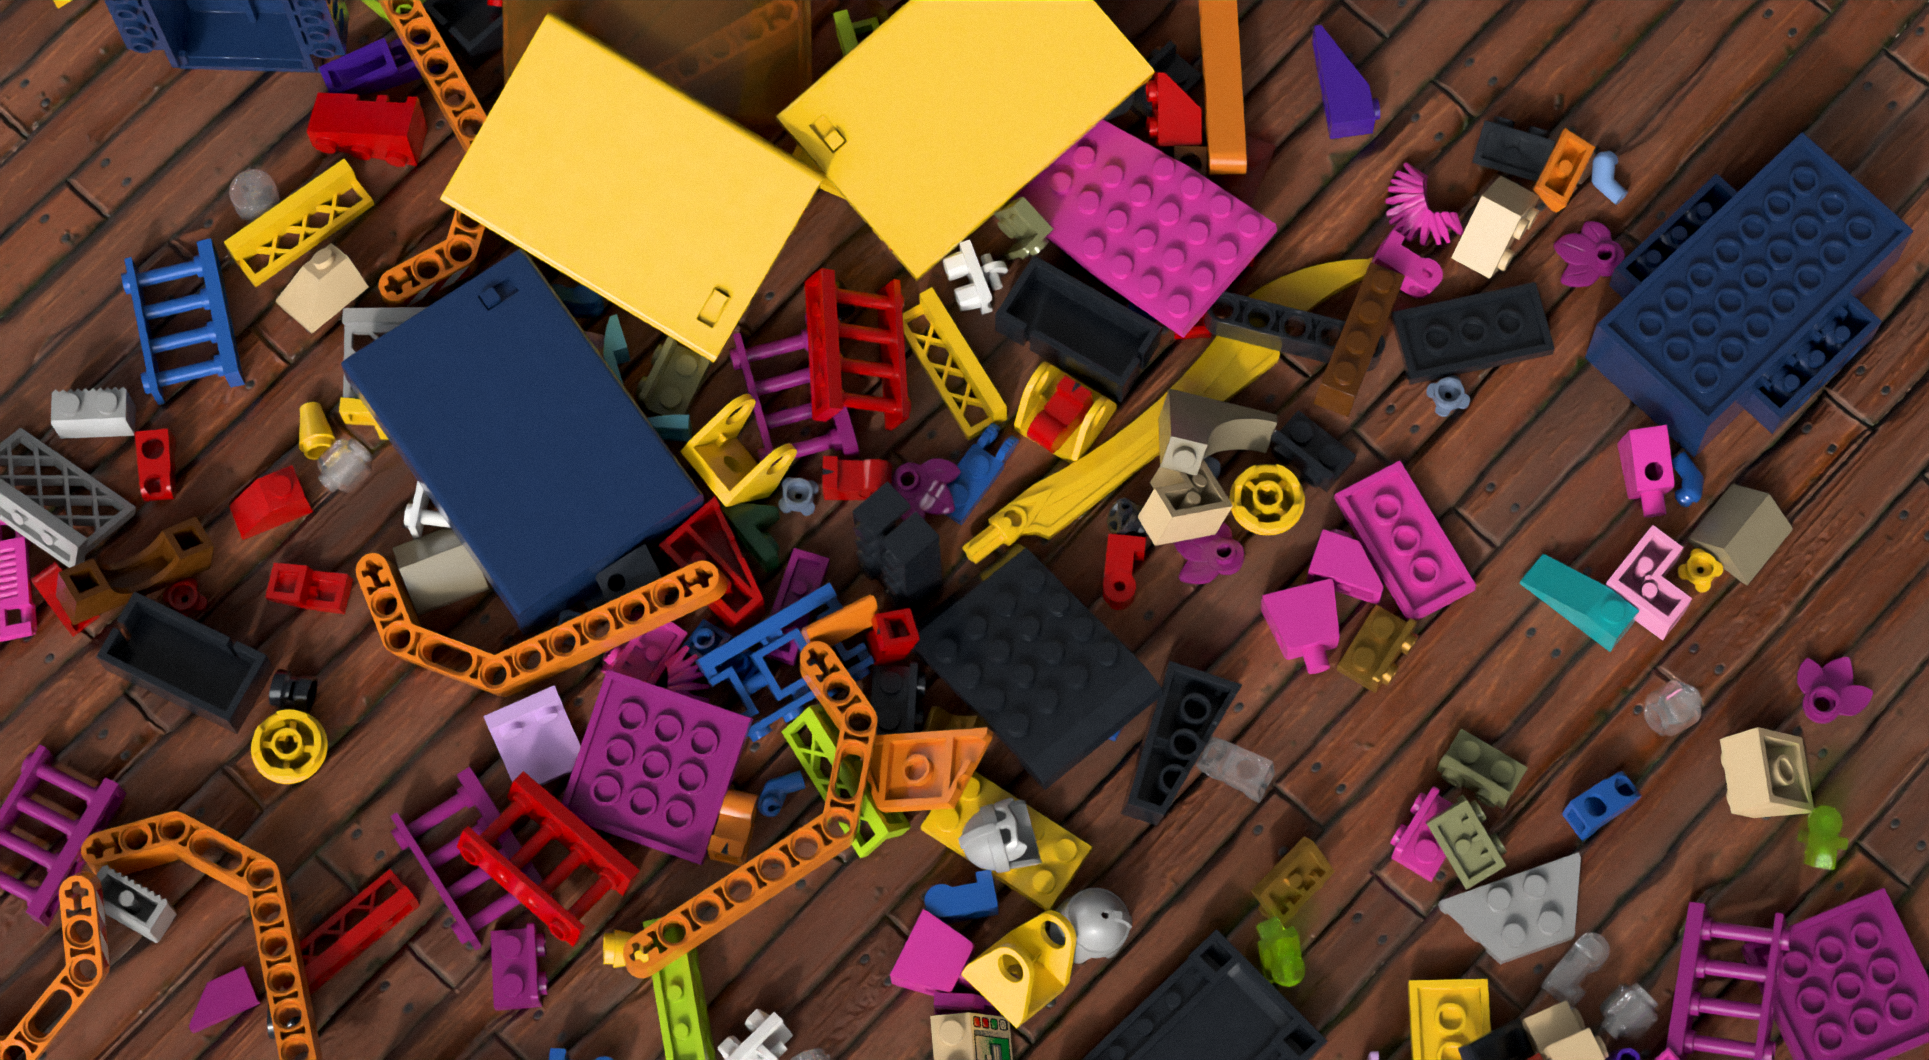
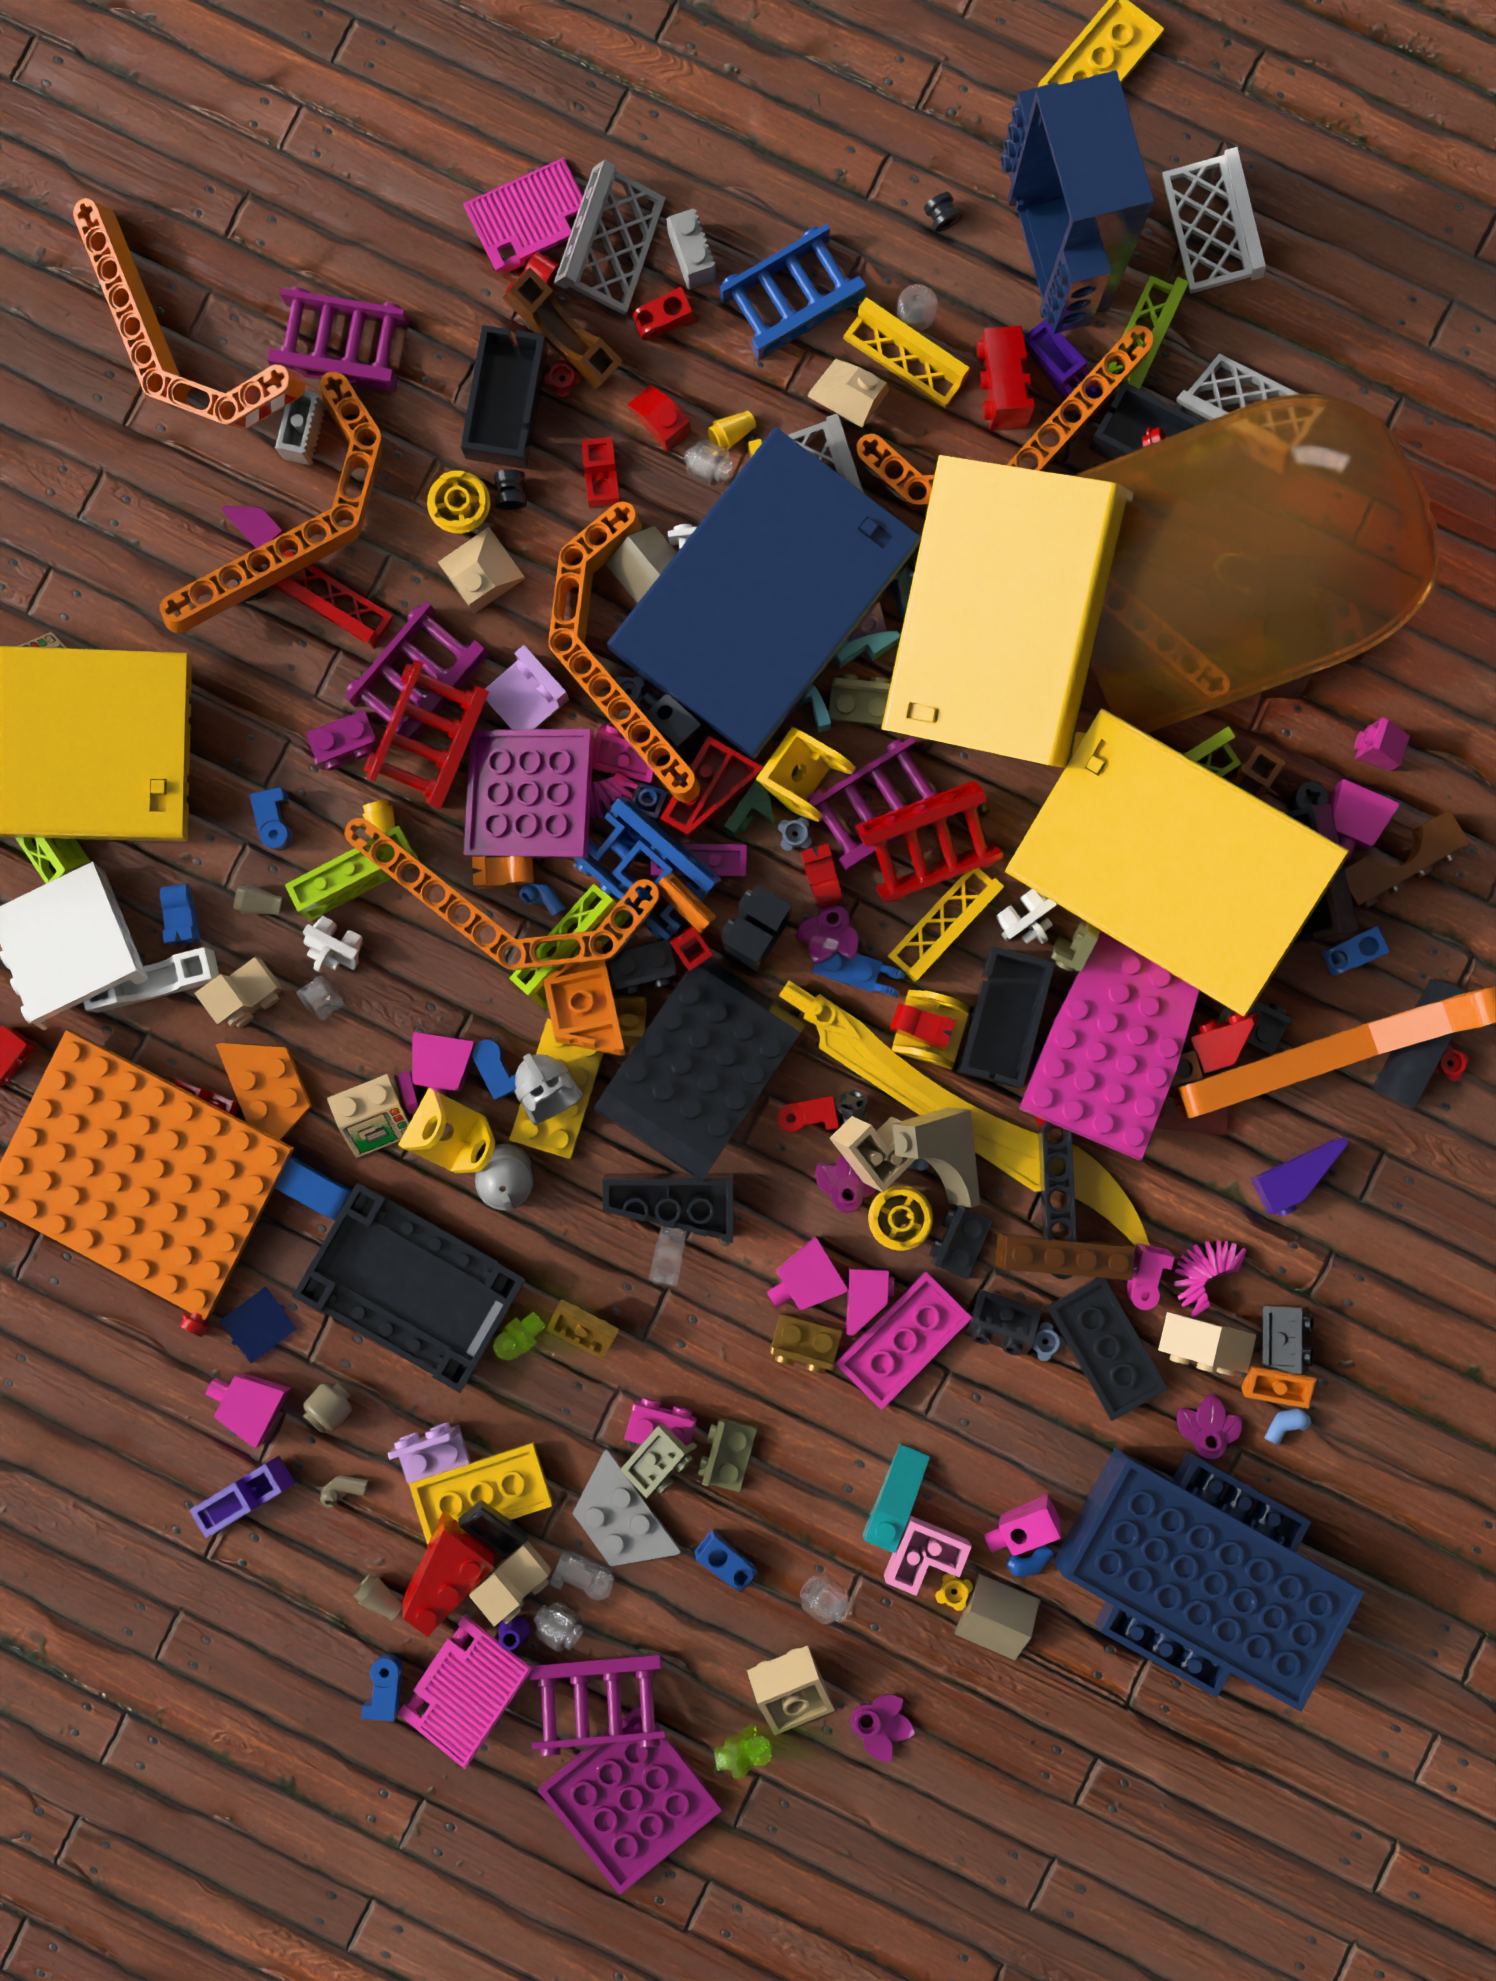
camera: 75 degrees right, 15 degrees up
(156, 140) = (943, 211): none -> black wheel
(373, 755) = (481, 570): none -> tan slope
(1416, 431) = (1003, 1323): none -> black bracket

